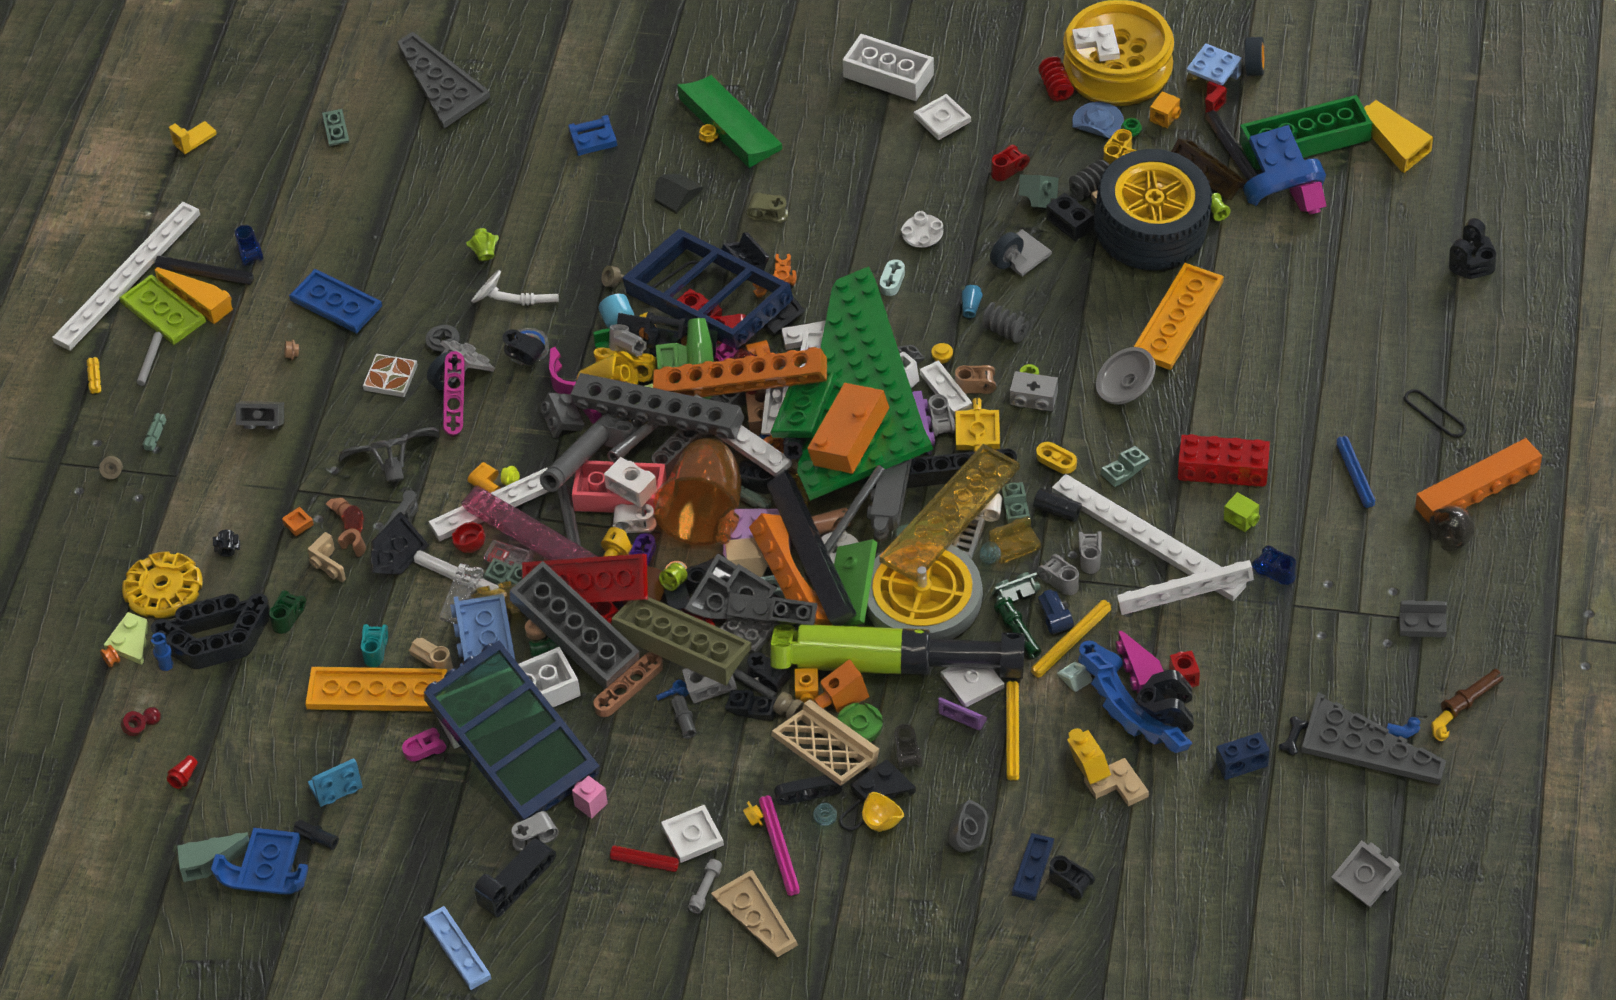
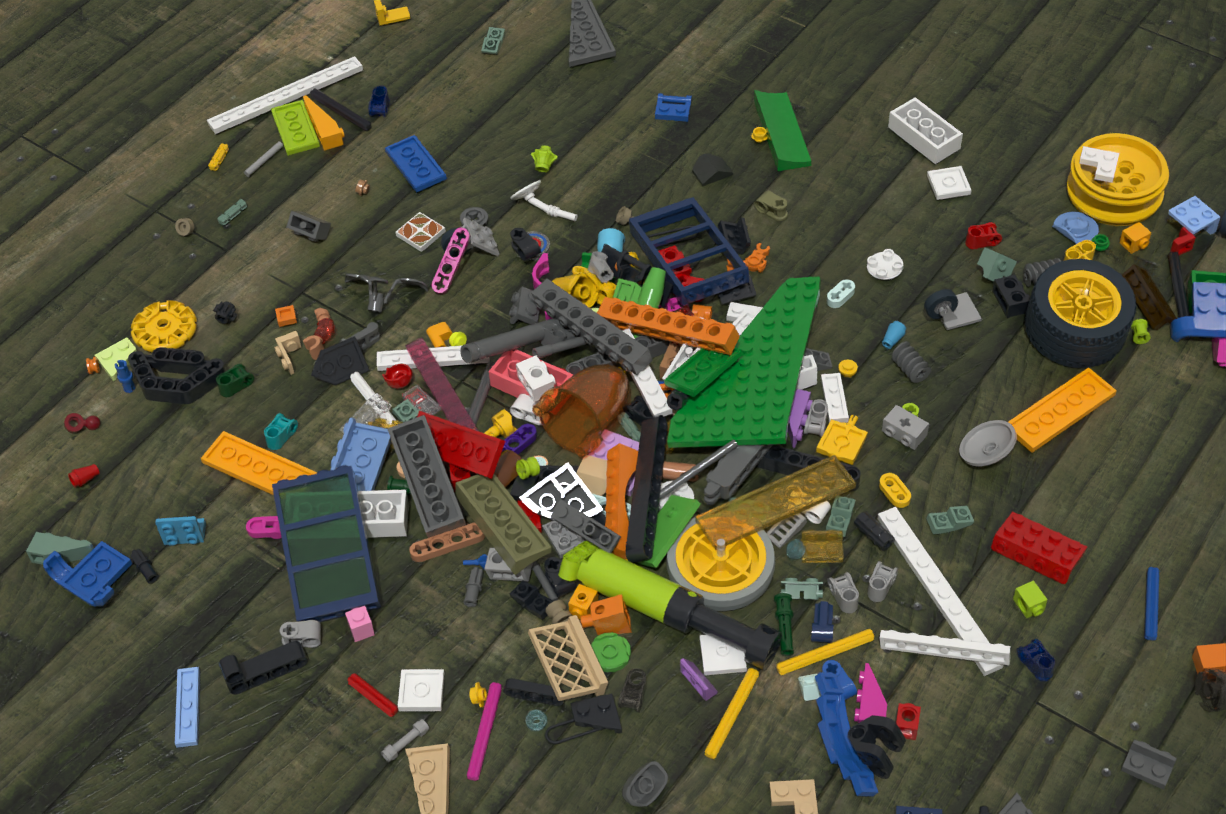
camera: 25 degrees right, 0 degrees up
(431, 655) = (314, 456): tan piece -> none
(848, 428) = (724, 399): orange brick -> none
(881, 812) = (581, 739): yellow helmet -> none
(973, 379) = (861, 399): medium nougat piece -> none
(1055, 79) = (1056, 183): red piece -> none
(1088, 755) = (780, 765): yellow brick -> none

